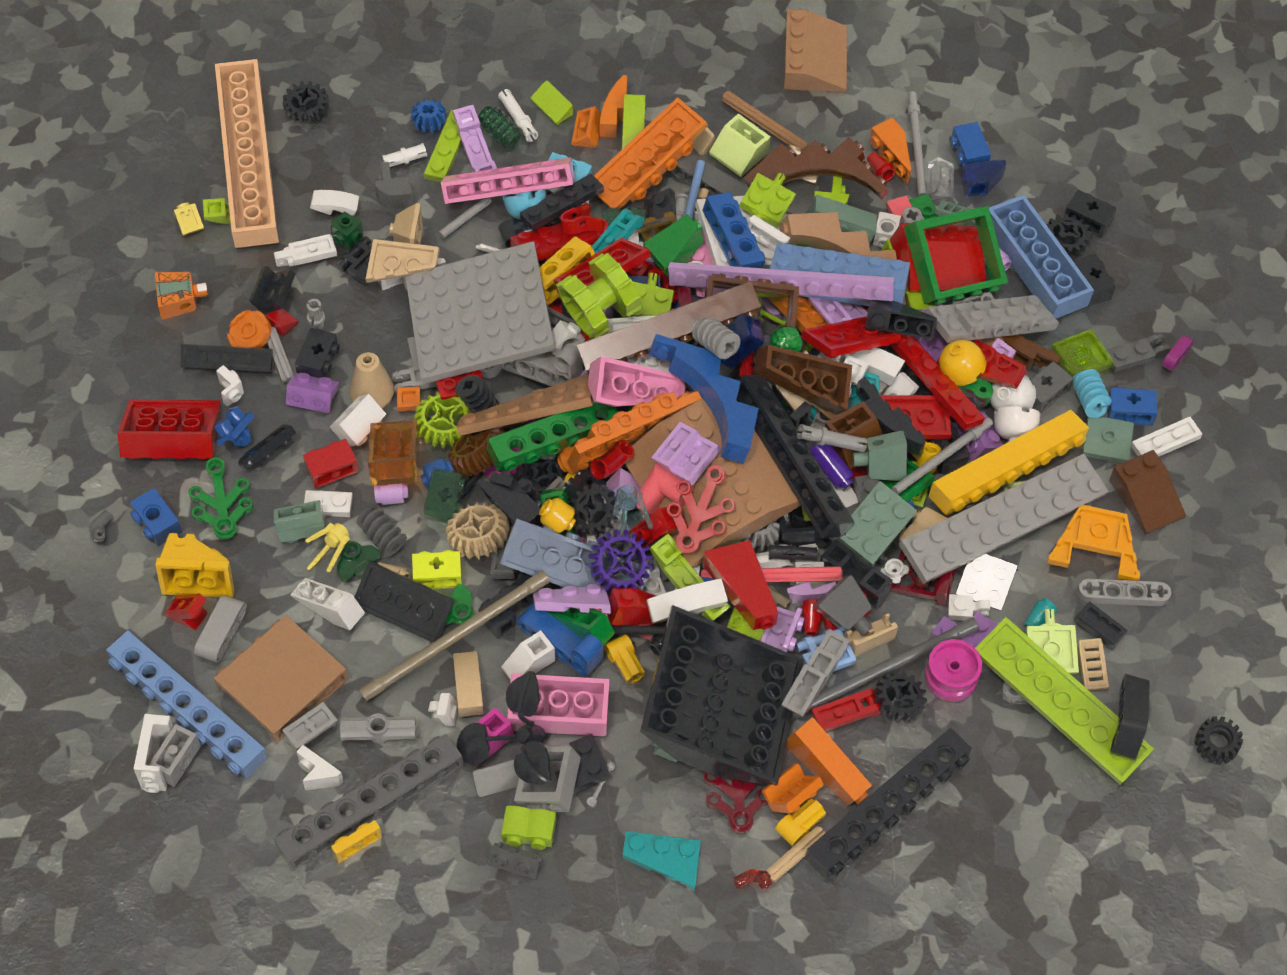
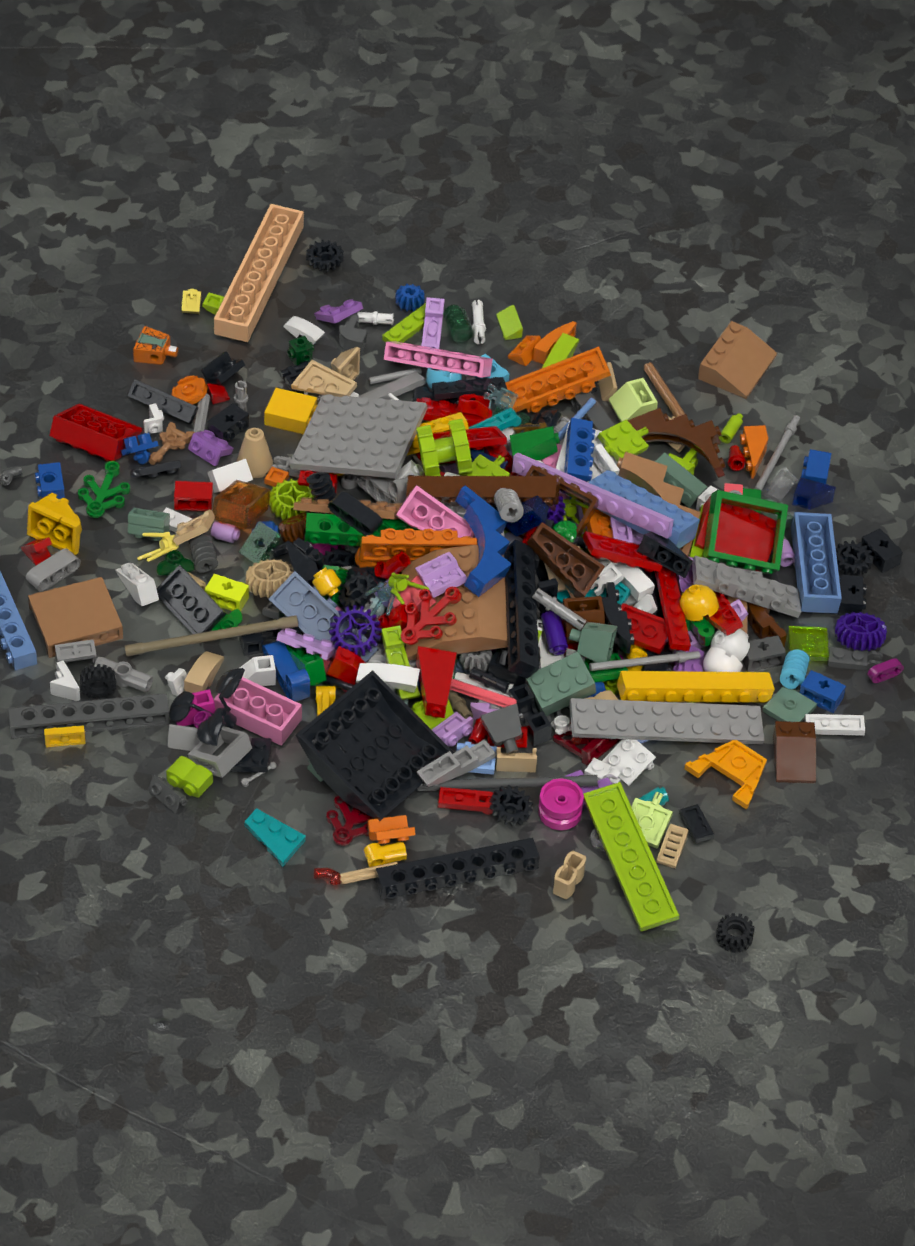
camera: 25 degrees right, 10 degrees down
(263, 404) = (171, 439): none -> medium nougat piece
(306, 251) = (263, 354): white hinge -> none
(357, 753) = (106, 680): none -> black tyre
(359, 507) = (193, 527): none -> tan plate
(364, 168) = (336, 314): none -> medium lavender plate
(378, 309) = (290, 410): none -> yellow brick
(474, 233) = (397, 387): none -> light grey tile
(504, 748) = (200, 717): none -> magenta plate
(545, 417) = (355, 513): none -> black beam
(607, 198) = (504, 398): none -> clear light blue plate
(644, 483) = (399, 583): none -> lime plant
(825, 759) = (427, 821): orange slope -> none
(854, 128) = (731, 428): none -> lime cylinder
(1013, 754) = (569, 874): none -> tan brick
(1123, 588) = (732, 808): light grey beam -> none
(1129, 318) = (860, 631): none -> dark purple gear
(1132, 717) = (671, 883): black beam -> none

